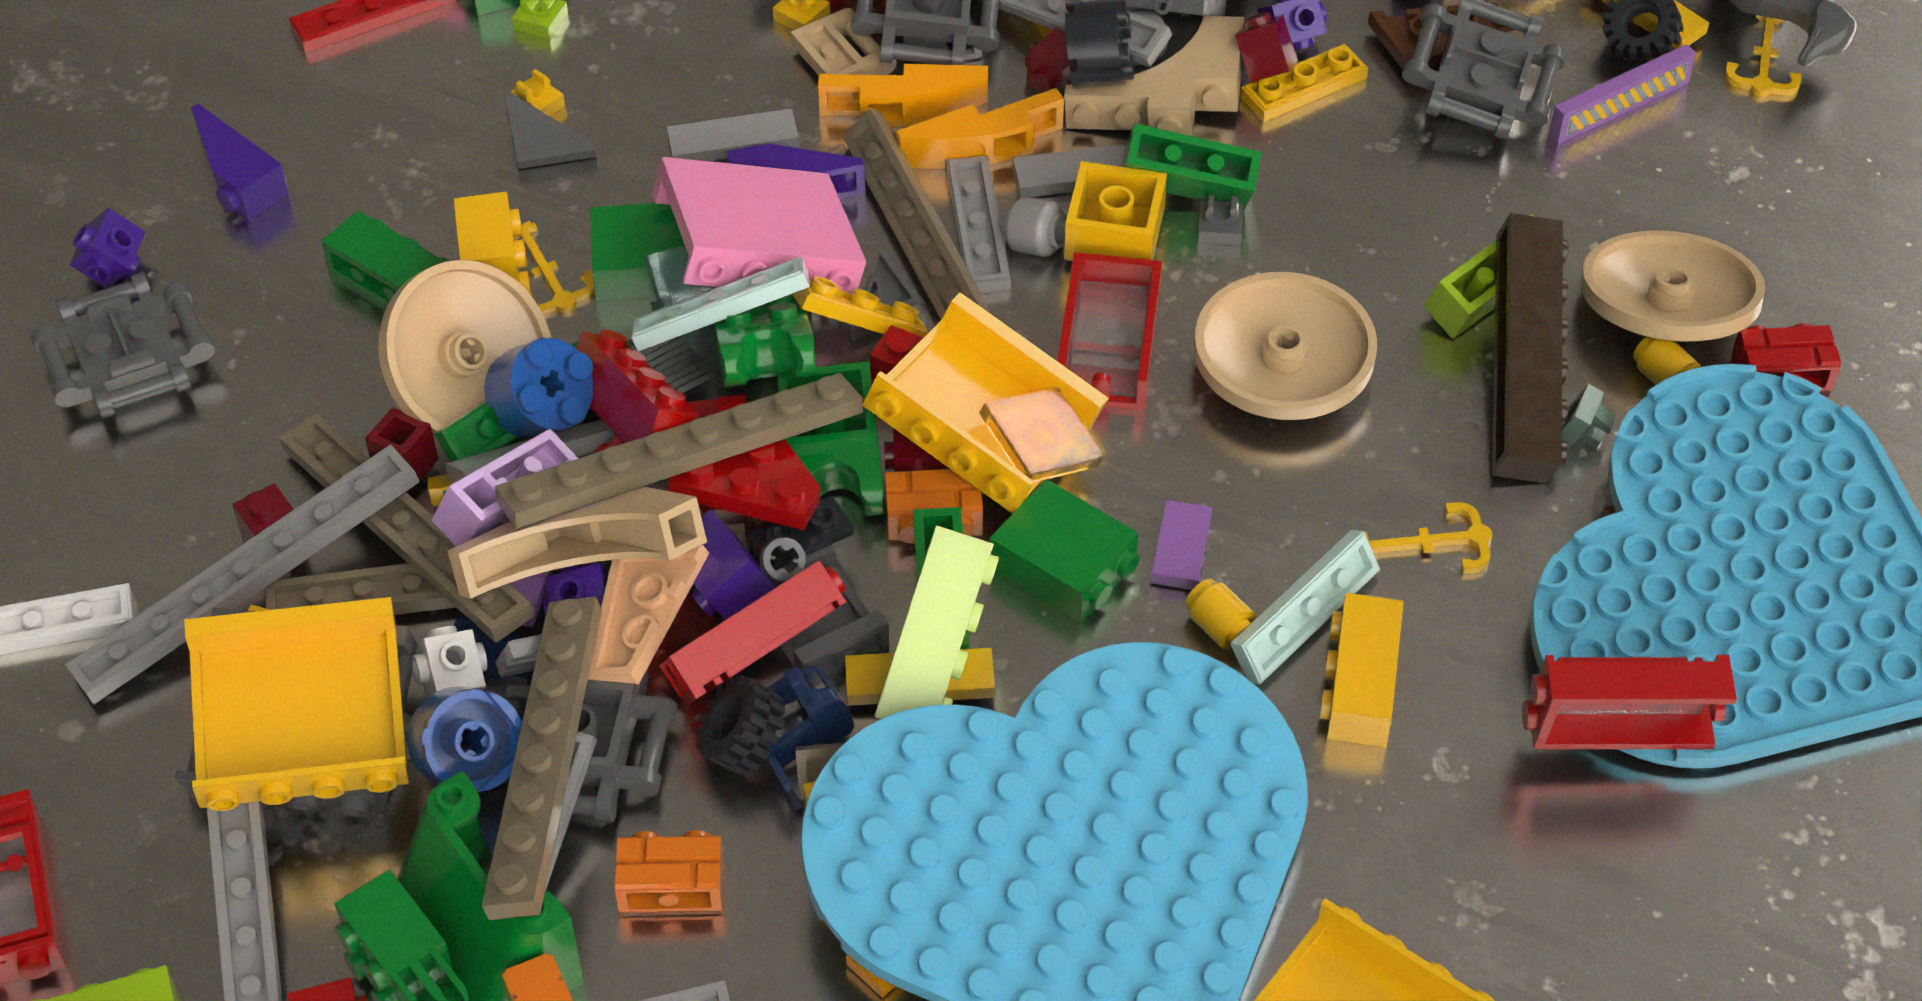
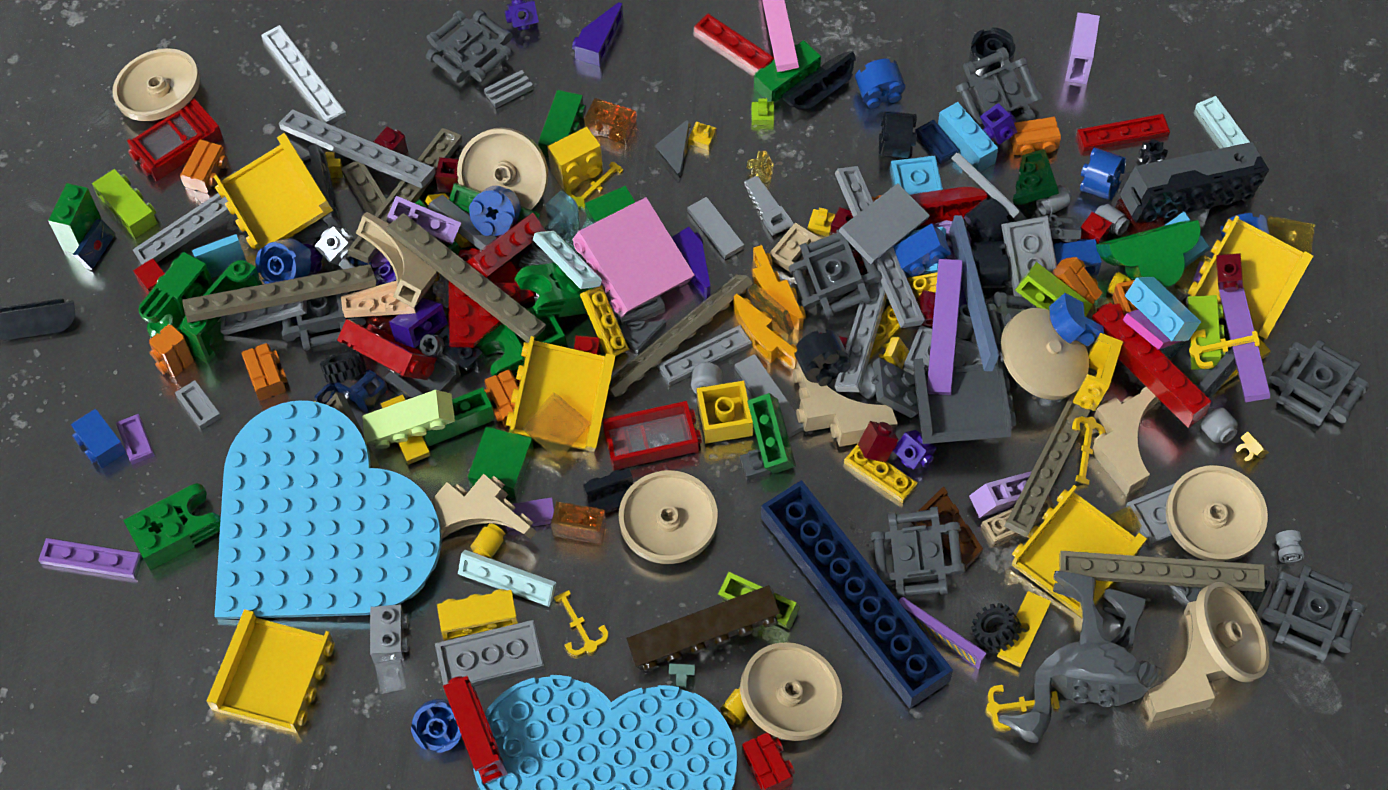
camera: 70 degrees right, 10 degrees up
(101, 854) = (202, 165): none -> orange brick
(250, 301) = (506, 87): none -> light grey tile
(361, 846) = (220, 254): none -> medium azure tile
(423, 200) = (610, 121): none -> clear orange brick
(586, 309) = (564, 215): none -> clear light blue brick
(652, 41) = (761, 166): none -> clear yellow tile
(732, 62) = (768, 207): none -> light grey piece
(953, 89) = (766, 303): none -> clear yellow tile
(1159, 576) = (481, 505): none -> tan arch
(1199, 414) = (608, 491): none -> black bracket
(1244, 466) = (578, 522): none -> clear orange brick
(1352, 818) = (387, 631): none -> light grey brick
(1446, 829) = (390, 674): none -> clear brick
(1447, 685) = (491, 654): none -> light grey tile
(1519, 160) = (856, 594): none -> dark blue brick
(1581, 776) = (435, 726): none -> blue cylinder

